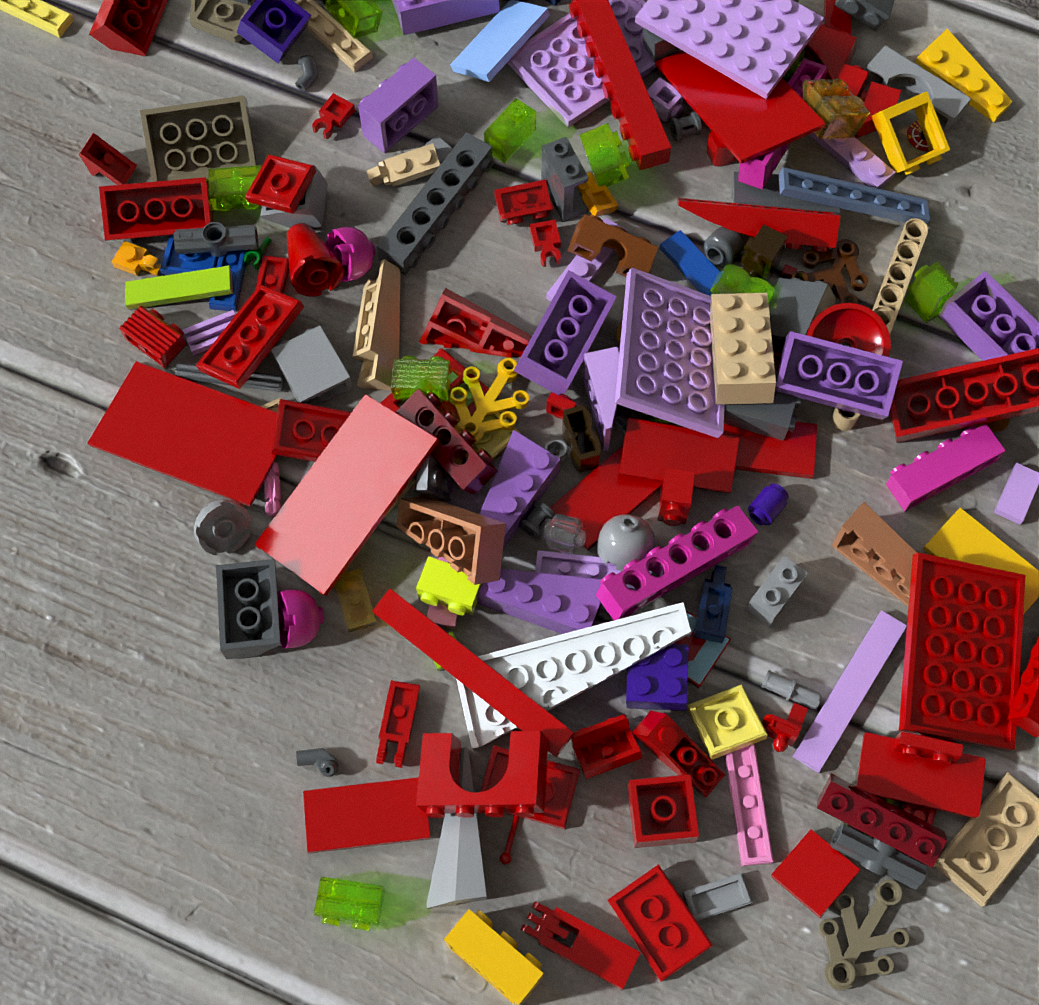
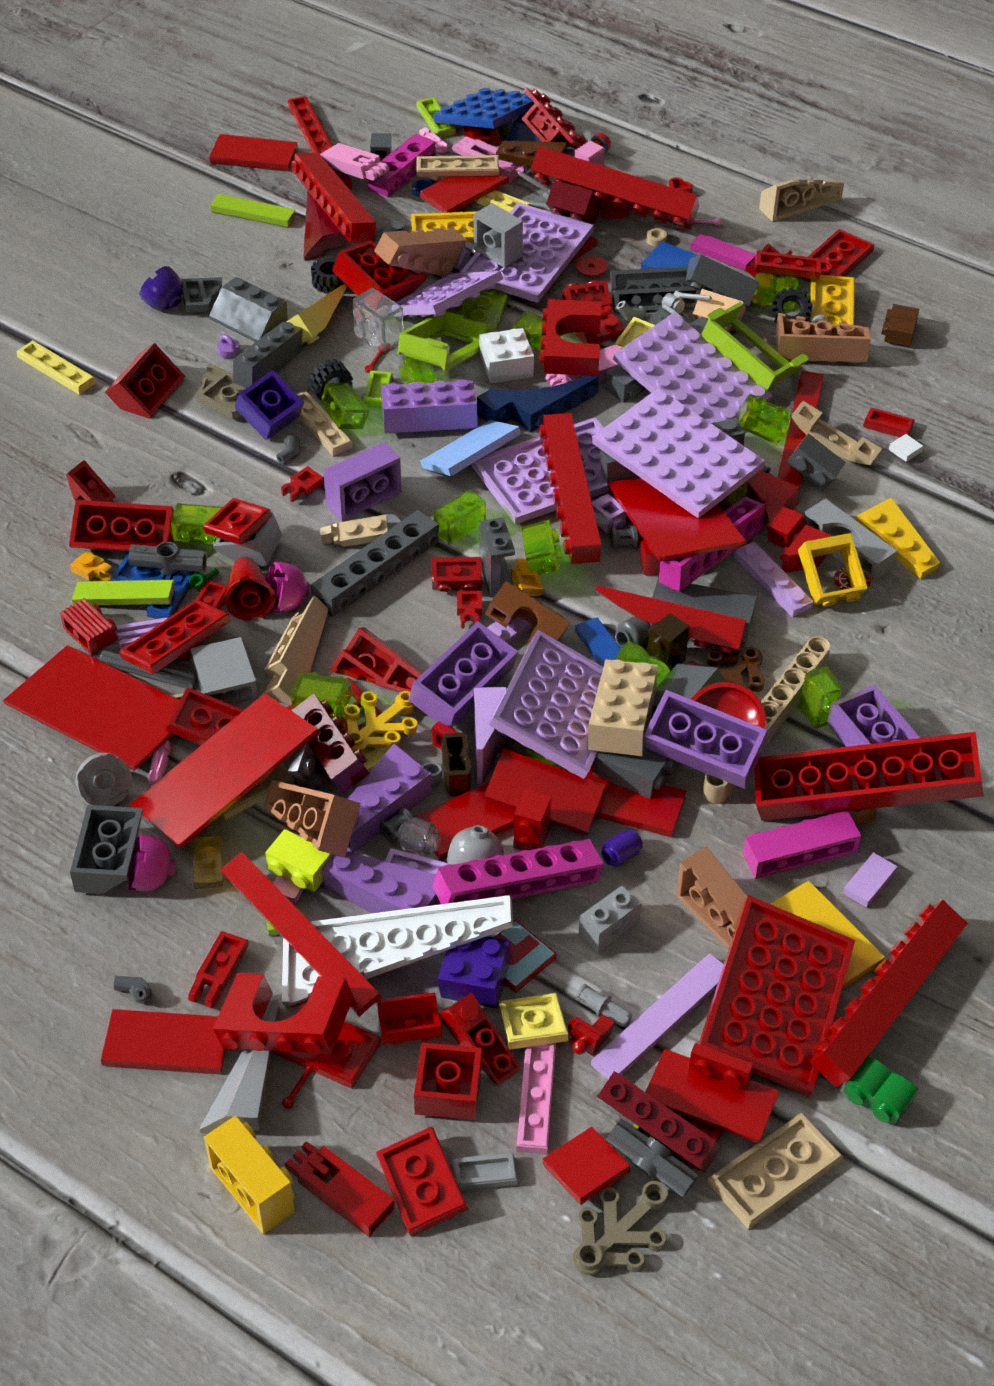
camera: 10 degrees right, 20 degrees down
(198, 137) = (177, 477): dark tan slope -> none
(349, 902) = (127, 1108): clear neon green brick -> none
(713, 607) = (545, 921): dark blue hinge -> none
(836, 107) = (764, 537): clear yellow slope -> none
(852, 196) = (762, 609): sand blue plate -> none

